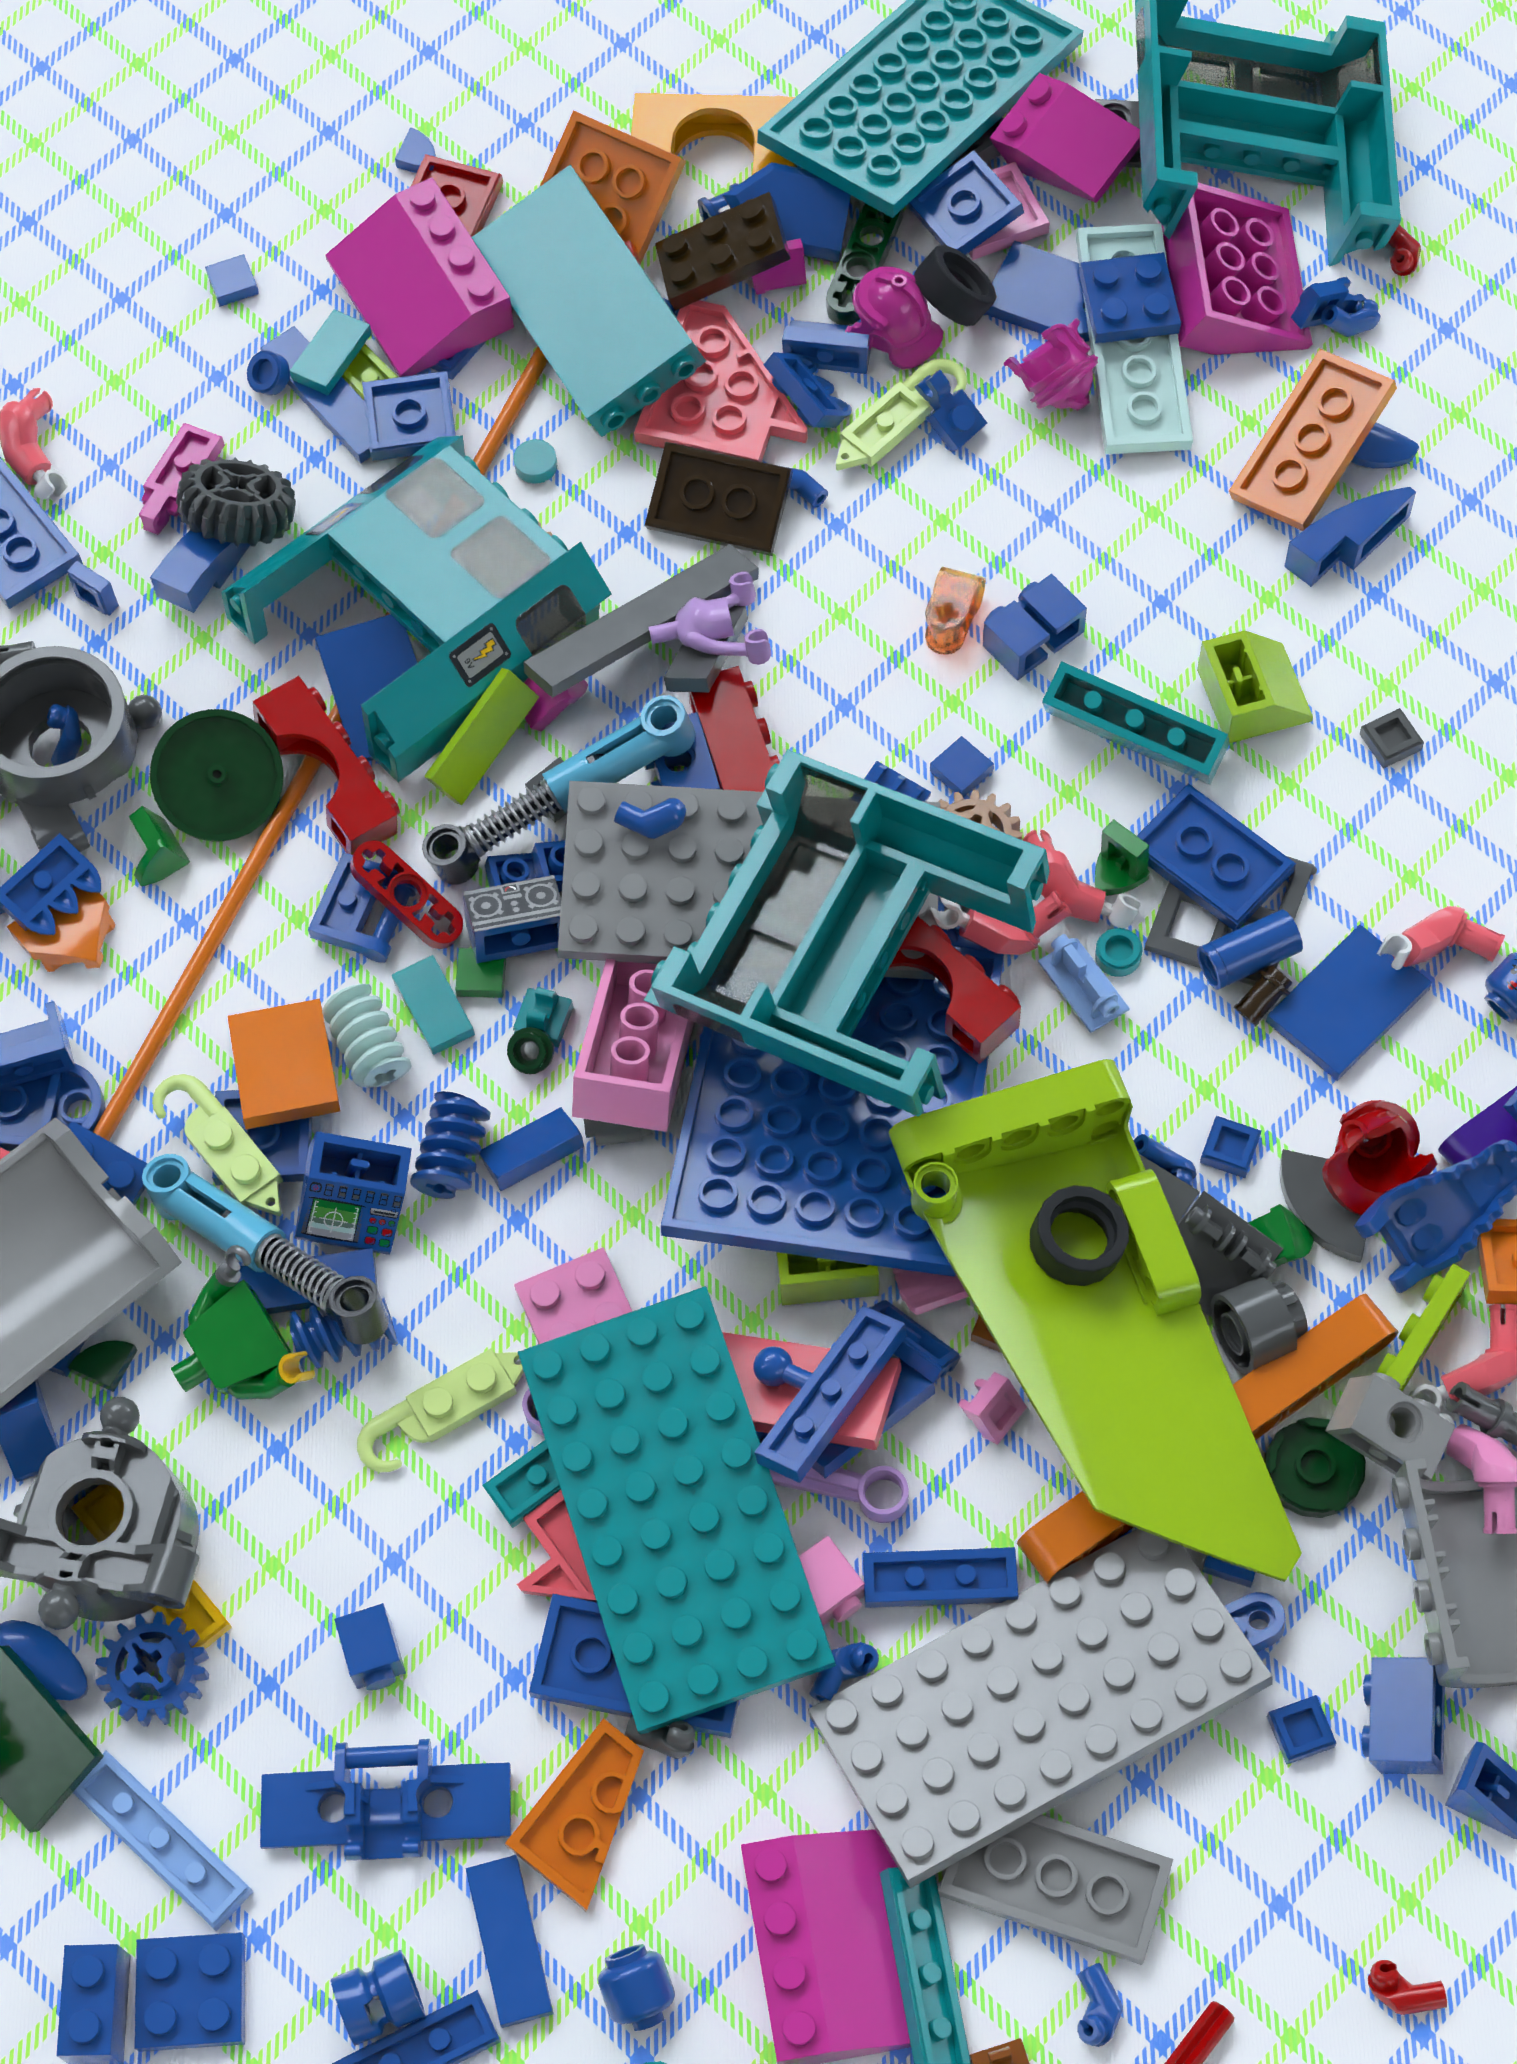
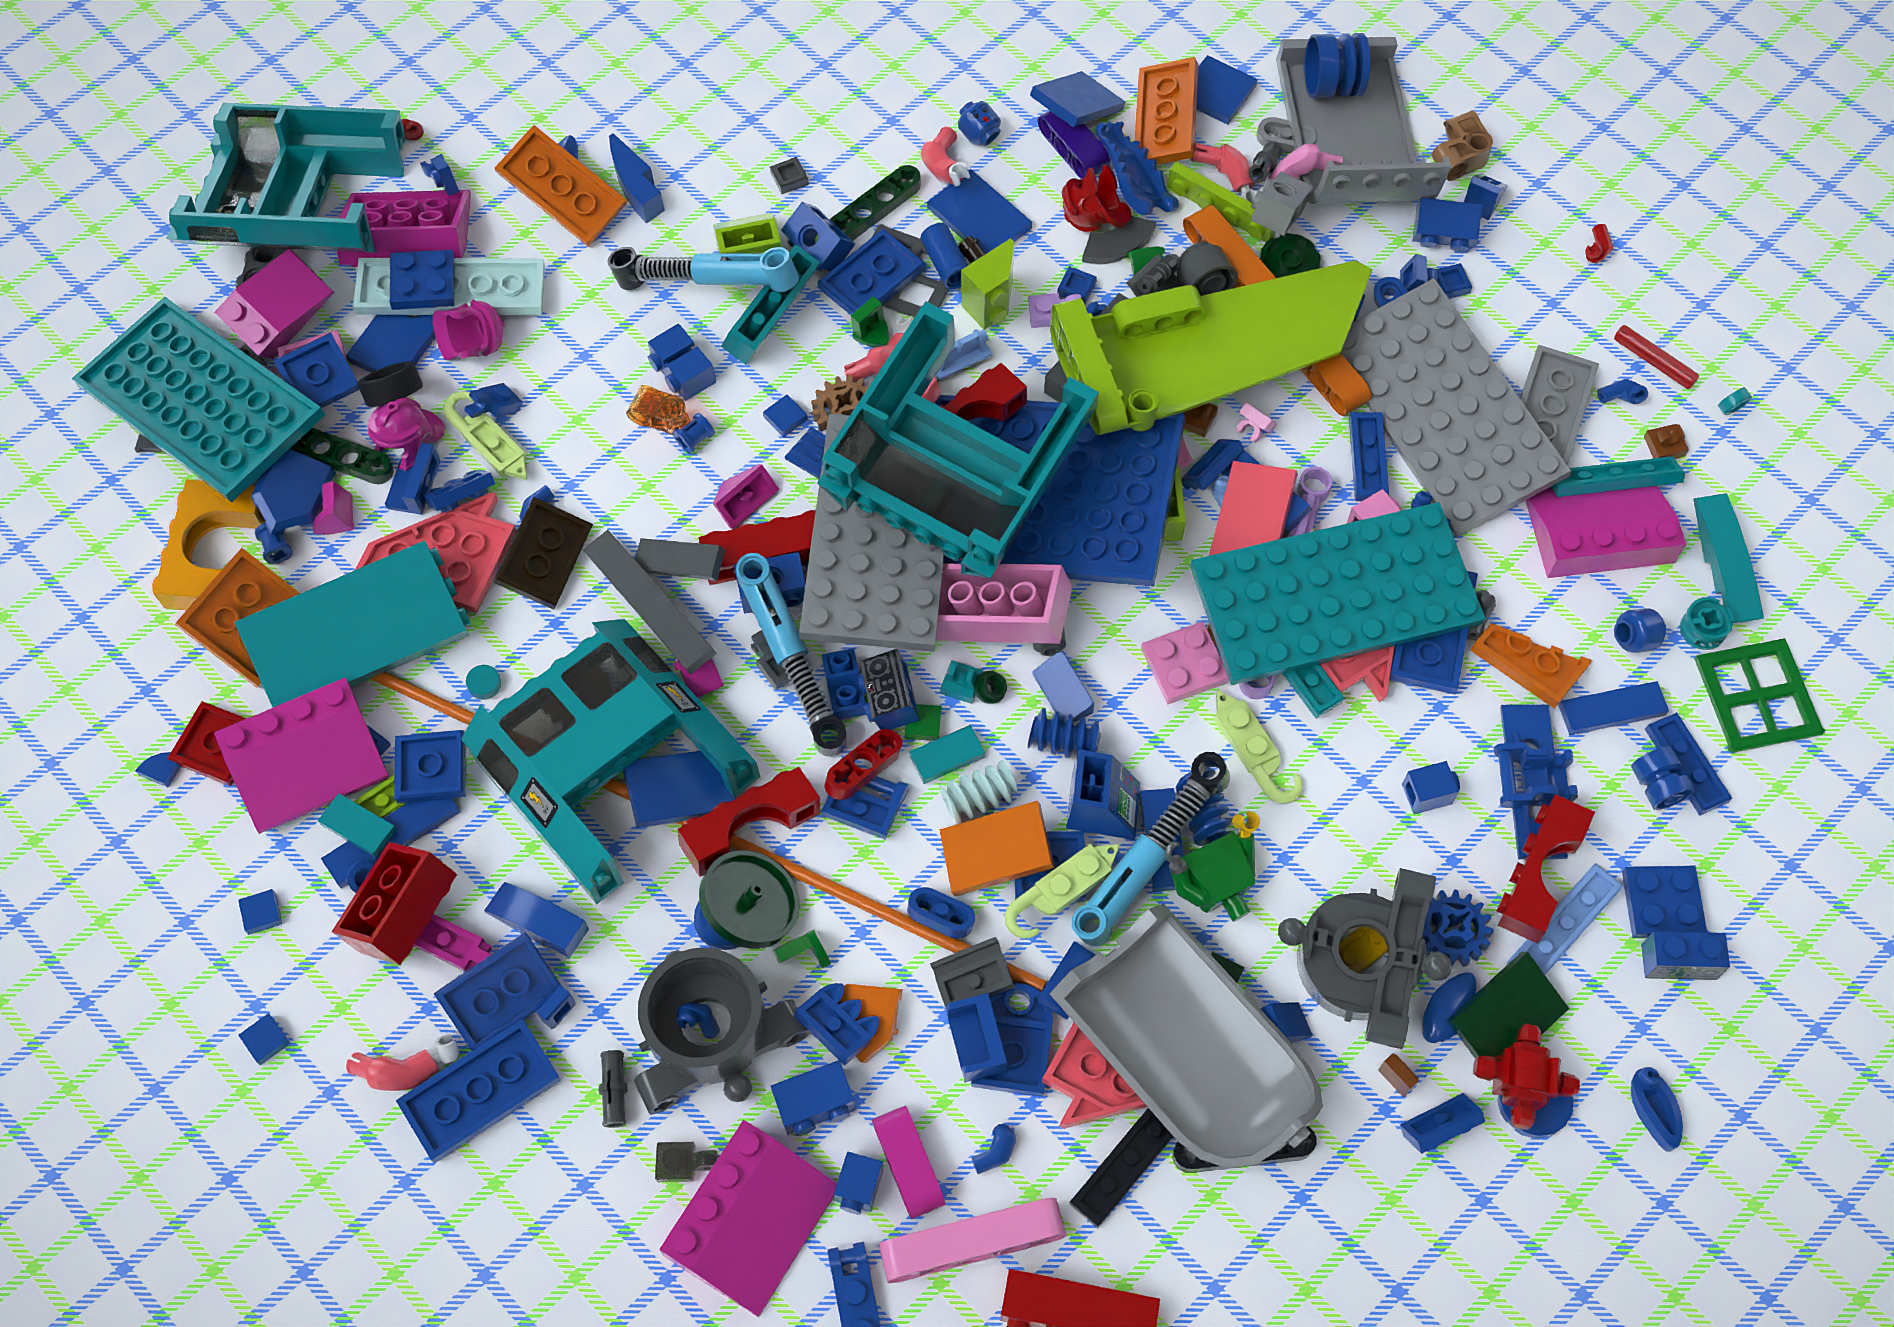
camera: 90 degrees left, 0 degrees up
(76, 309) = (264, 1039): none -> blue tile
(110, 1045) = (973, 972): none -> dark grey plate
(113, 526) = (498, 991): none -> blue tile
(172, 1769) = (1530, 904): none -> red arch
(199, 1007) = (942, 912): none -> blue plate
(218, 398) = (394, 903): none -> red brick
(236, 501) = (497, 889): dark grey gear -> none
(481, 736) = (734, 711): lime tile -> none
(653, 821) = (844, 573): blue arm -> none
(706, 621) = (663, 545): lavender piece -> none
(722, 251) = (324, 532): dark brown plate -> none
(823, 723) = (744, 494): none -> dark pink slope
(827, 1393) = (1262, 493): blue plate -> none
(918, 653) = (693, 433): none -> blue bush
(1093, 1205) = (1161, 328): black tyre -> none
(1171, 626) = (766, 268): none -> piece
(1179, 1106) = (1041, 306): none -> lavender plate
(1195, 1011) = (988, 285): none -> lime slope
(1265, 775) = (832, 242): none -> blue brick
(1294, 1664) = (1416, 272): none -> blue tile
(1342, 860) = (879, 208): none -> dark green beam
(1348, 325) = (458, 158): blue arm -> none

